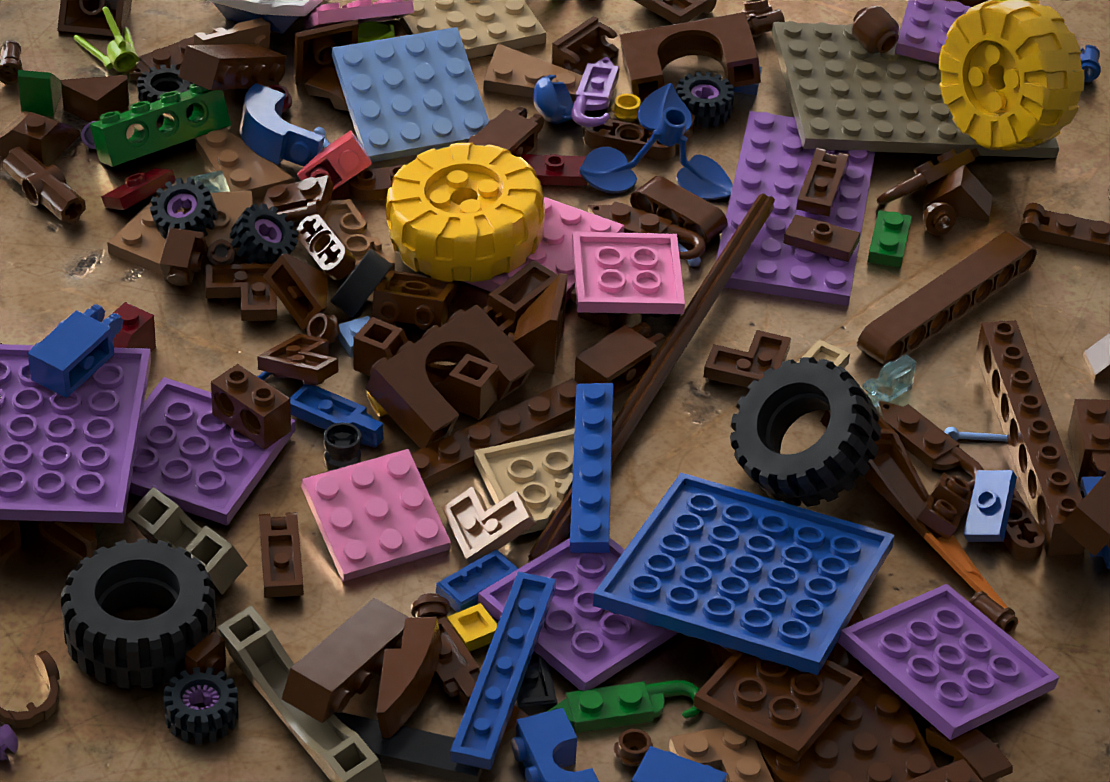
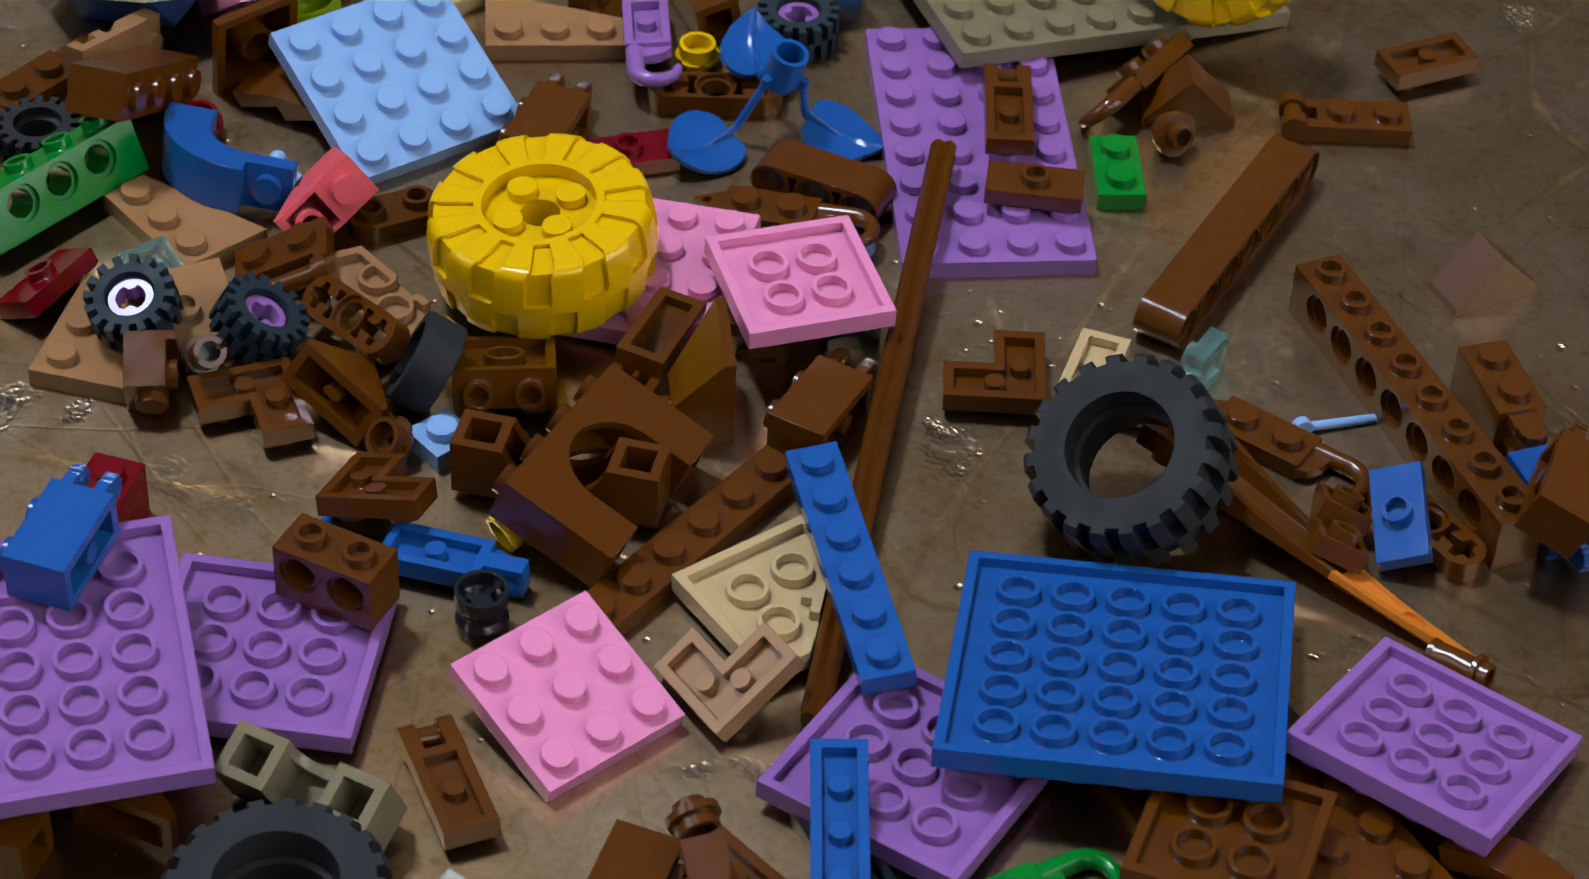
camera: 15 degrees left, 0 degrees up
(464, 585) = (738, 764): blue plate -> none
(473, 626) = (767, 830): yellow plate -> none
(552, 100) = (594, 58): blue hair -> none

